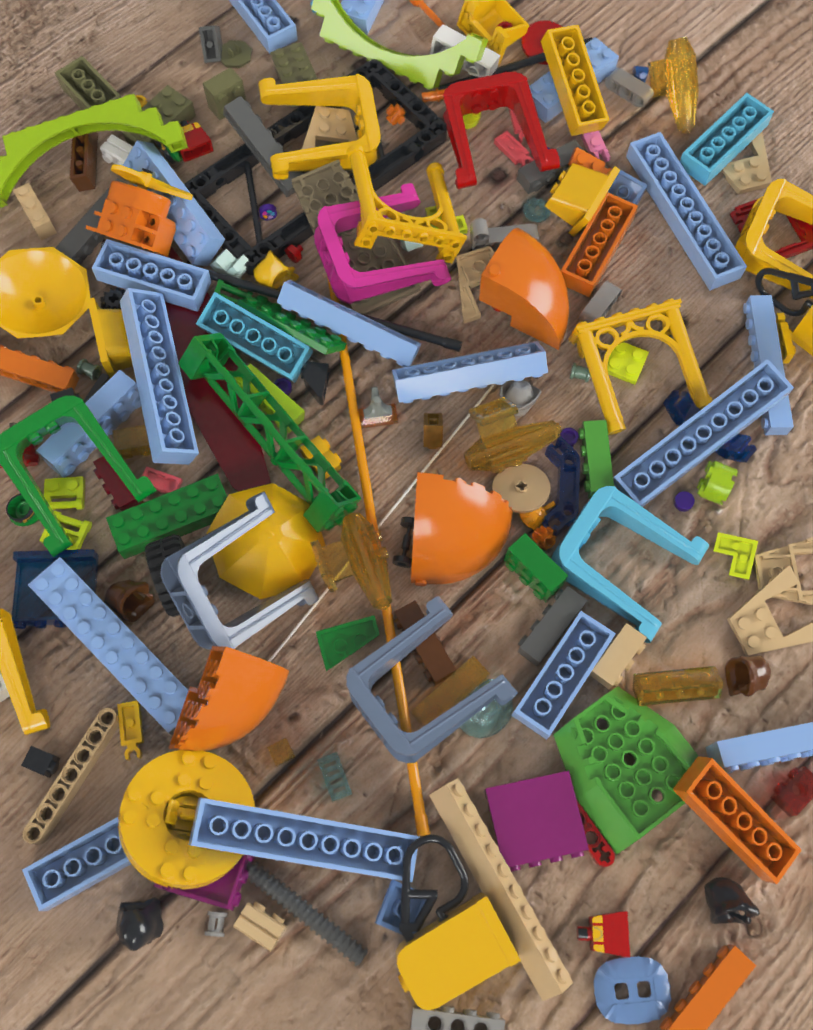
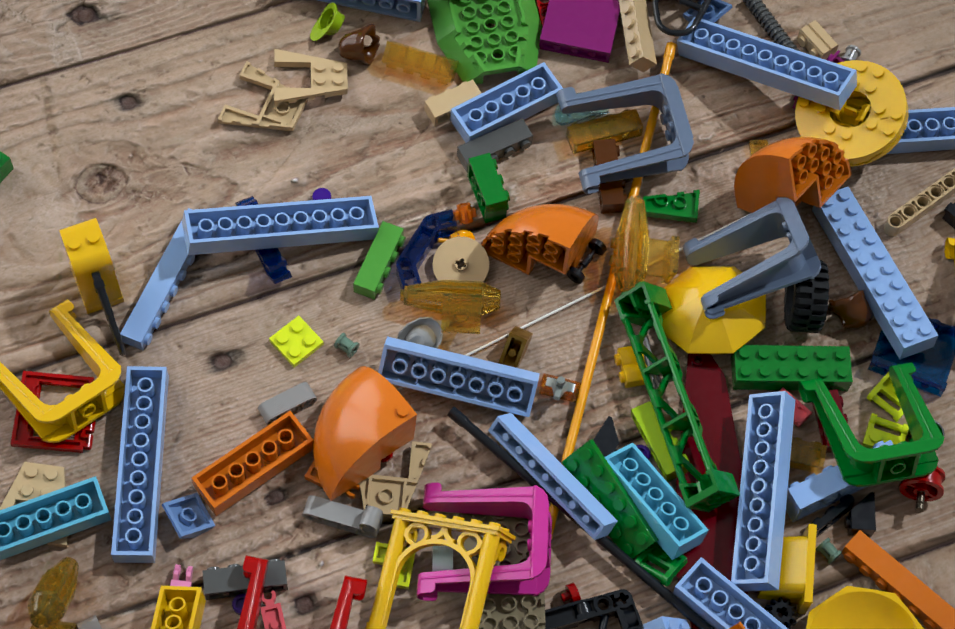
camera: 160 degrees left, 5 degrees down
(130, 727) = (878, 210): yellow plate -> none
(139, 927) = (912, 66): black piece -> none
(229, 265) = (646, 603): light aqua brick -> none
(272, 272) = (601, 574): yellow piece -> none
(325, 760) = (723, 126): clear light blue slope -> none
(529, 210) = (288, 548): clear light blue gear -> none
(570, 435) = (391, 294): dark purple tile -> none
(579, 194) = (238, 520): yellow windscreen -> none
(587, 160) = (206, 557): orange plate -> none
(617, 506) = (436, 198): medium azure piece -> none
(672, 324) = (323, 363): yellow arch -> none
(717, 482) = (288, 188): lime brick -> none
(741, 549) = (302, 135): neon yellow plate -> none
(785, 334) = (131, 298): yellow plate -> none
(795, 690) = (328, 23): none -> lime piece

